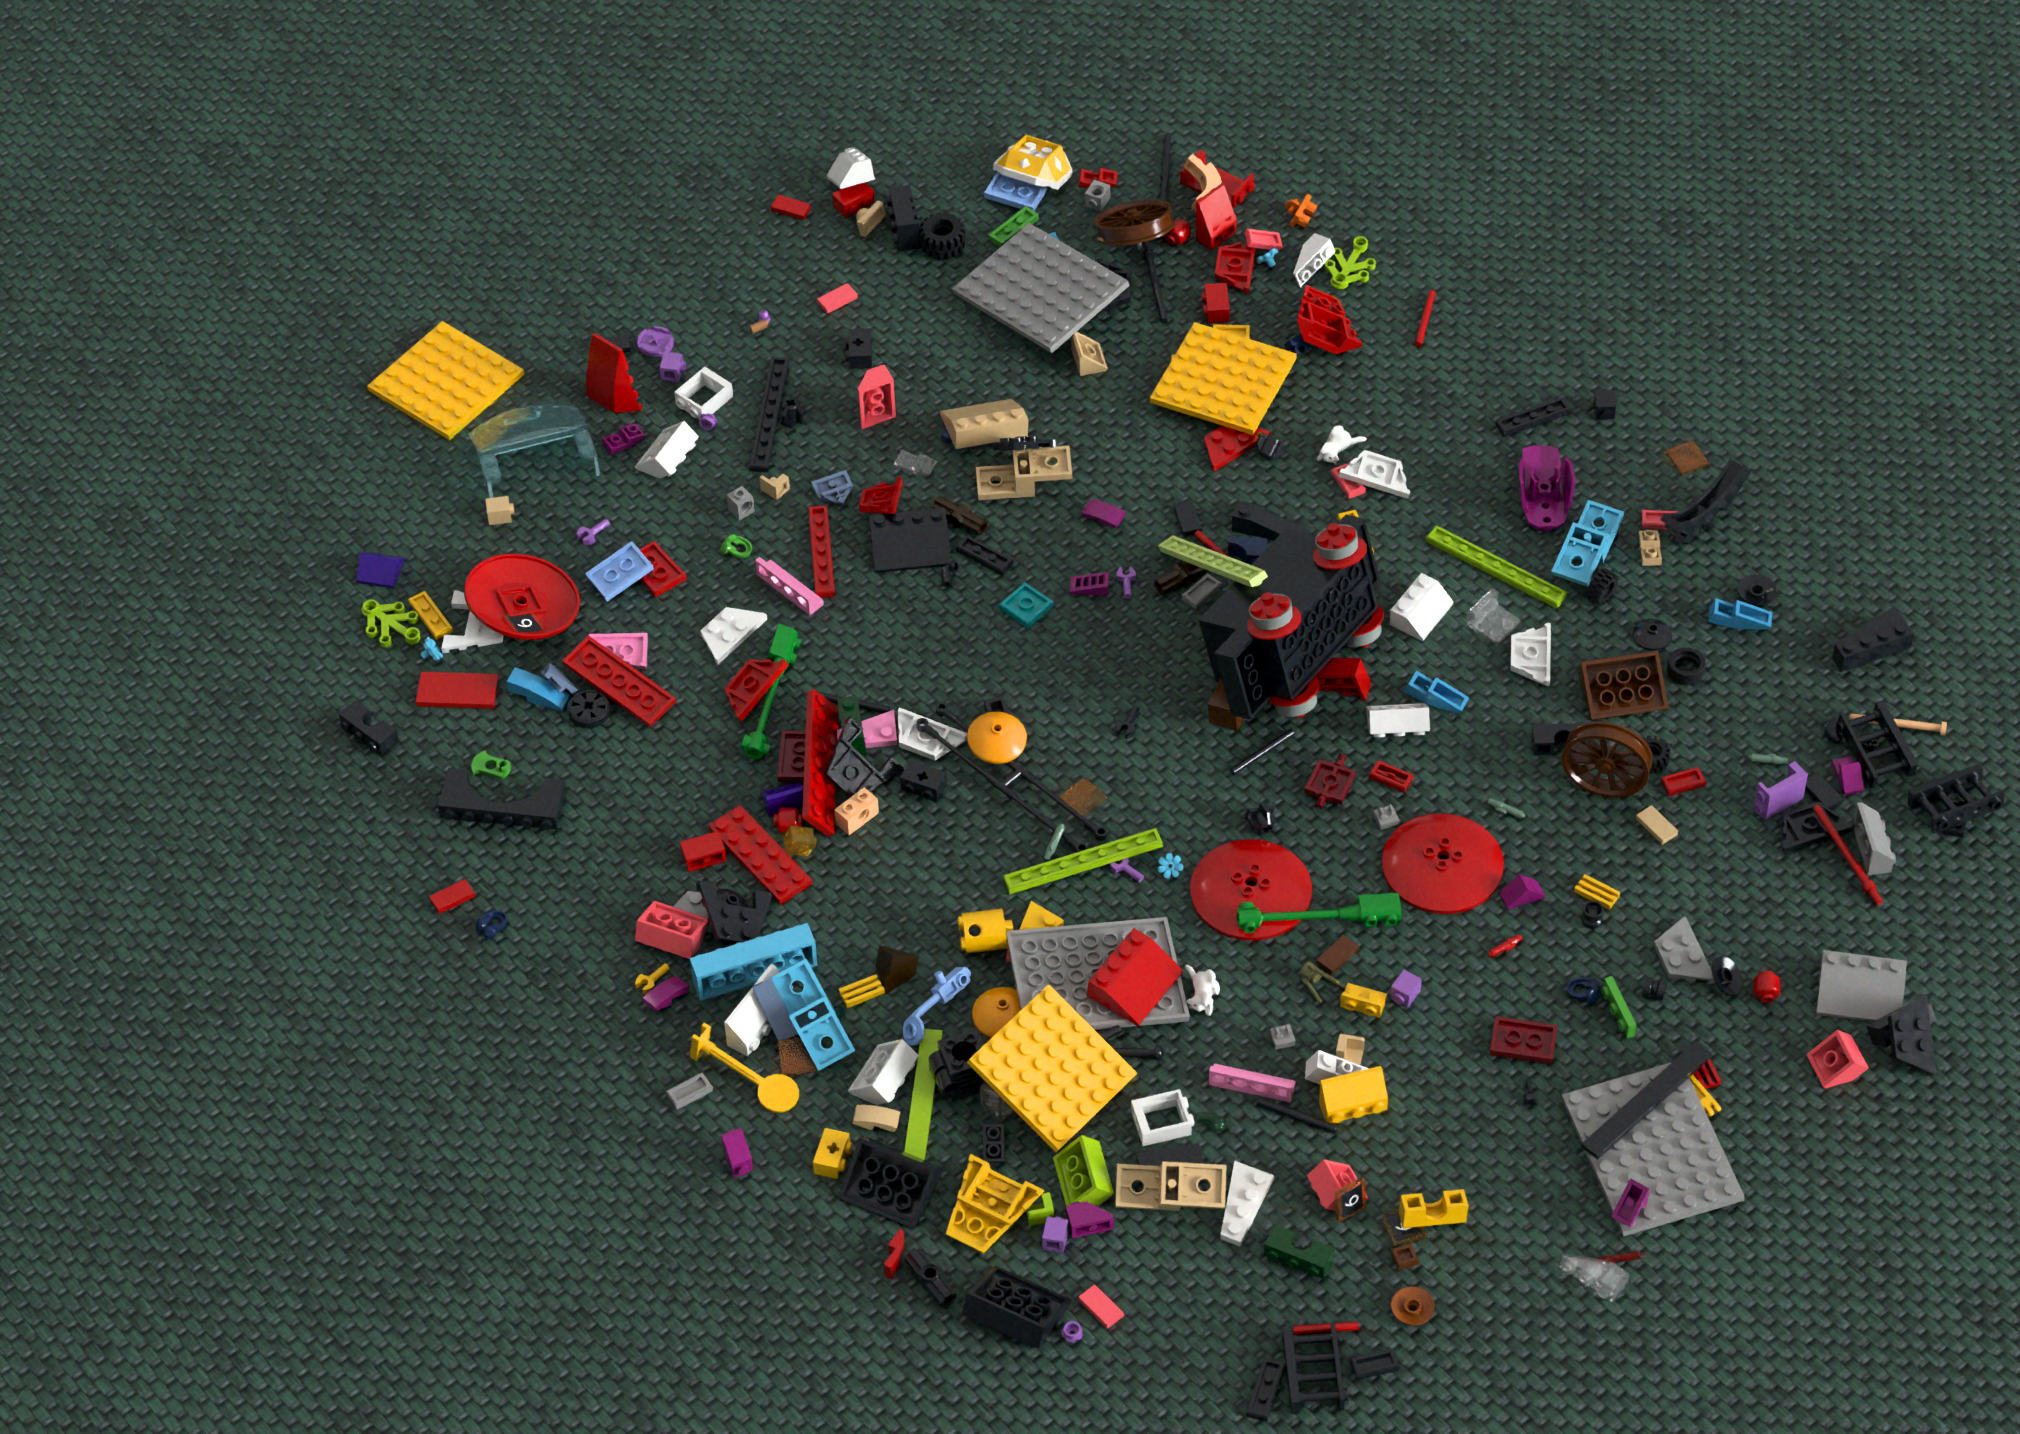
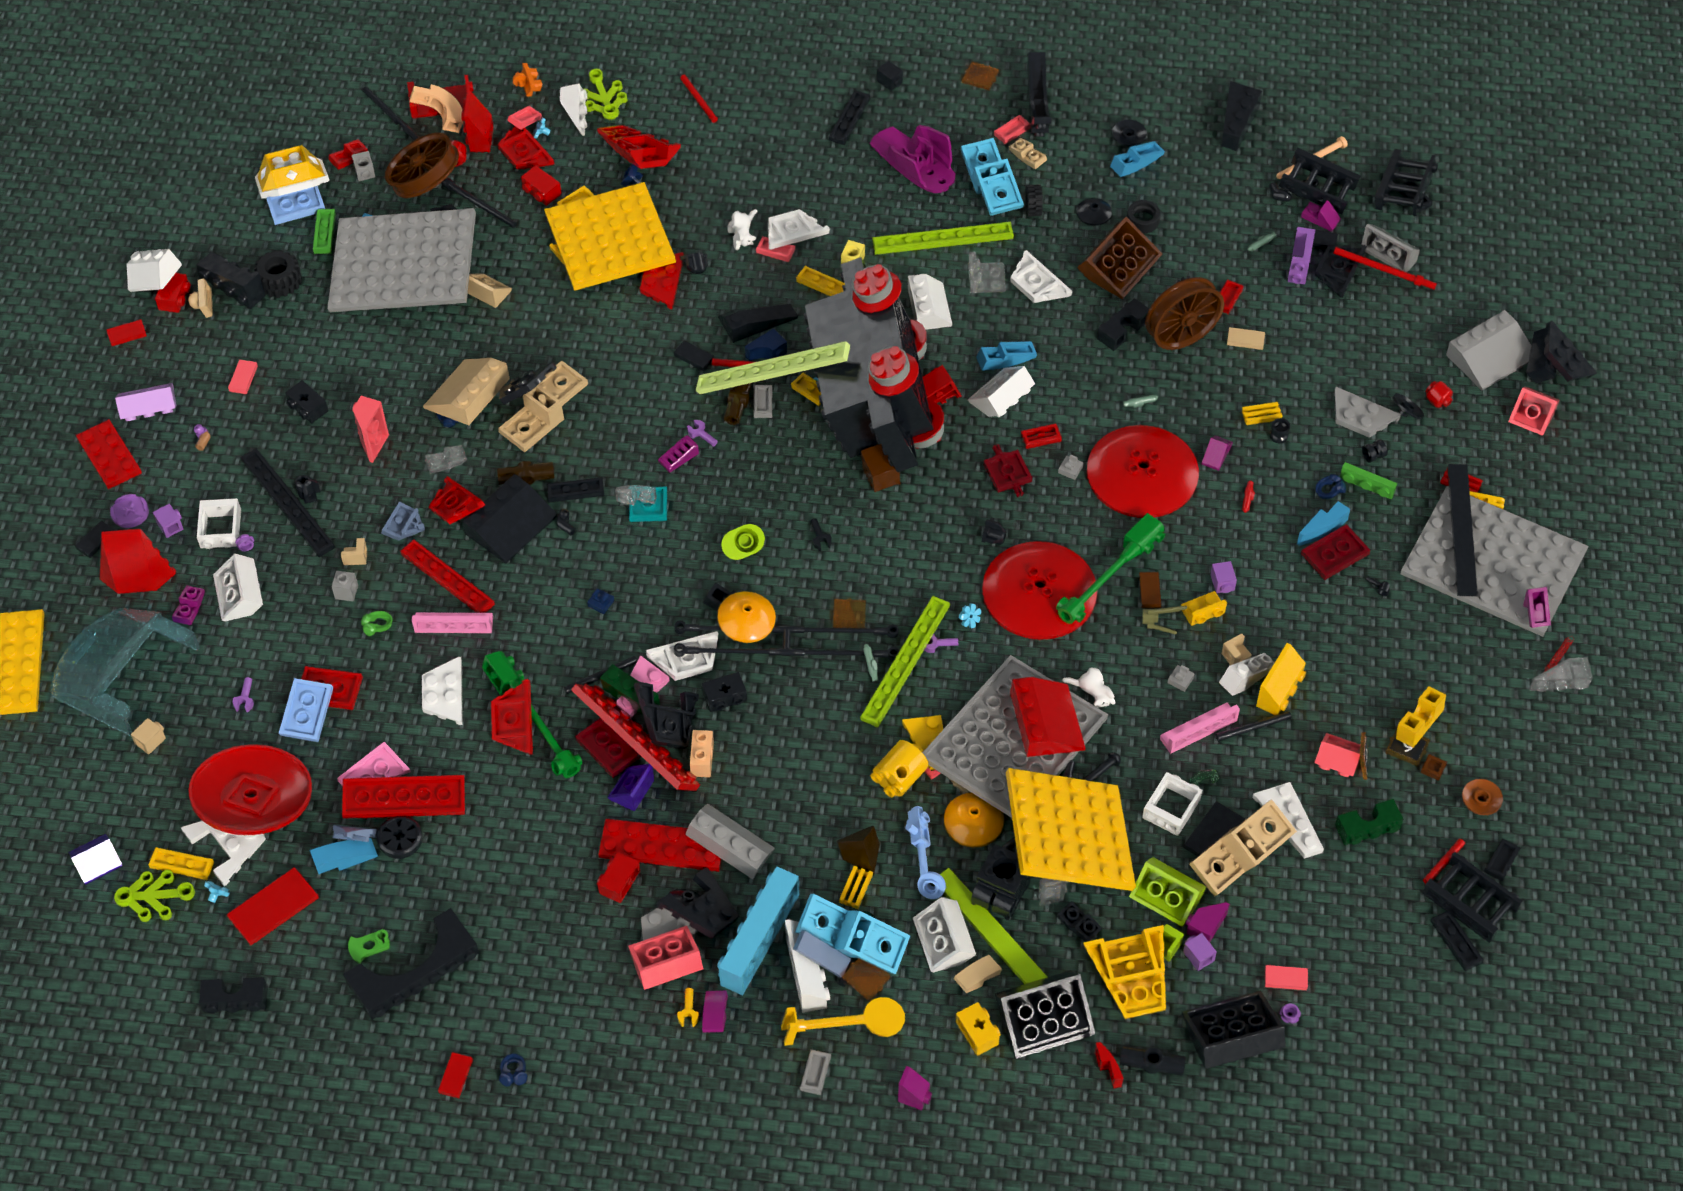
camera: 45 degrees left, 5 degrees up
(524, 623) = (274, 809): black piece -> none
(684, 289) = (108, 454): none -> red plate
(748, 268) = (146, 401): none -> lavender slope
(787, 817) = (657, 801): red head -> none
(799, 841) = (684, 810): clear yellow brick -> none
(806, 884) = (729, 840): none -> light grey slope
(910, 649) = (600, 601): none -> dark blue tile
(1019, 587) = (631, 493): none -> clear slope
(1058, 681) = (743, 541): none -> lime piece
(1104, 512) = (633, 393): magenta slope -> none
(1261, 752) = (935, 485): black bar -> none
(1401, 528) = (852, 251): none -> light yellow brick
(1538, 1010) = (1324, 524): none -> dark azure slope

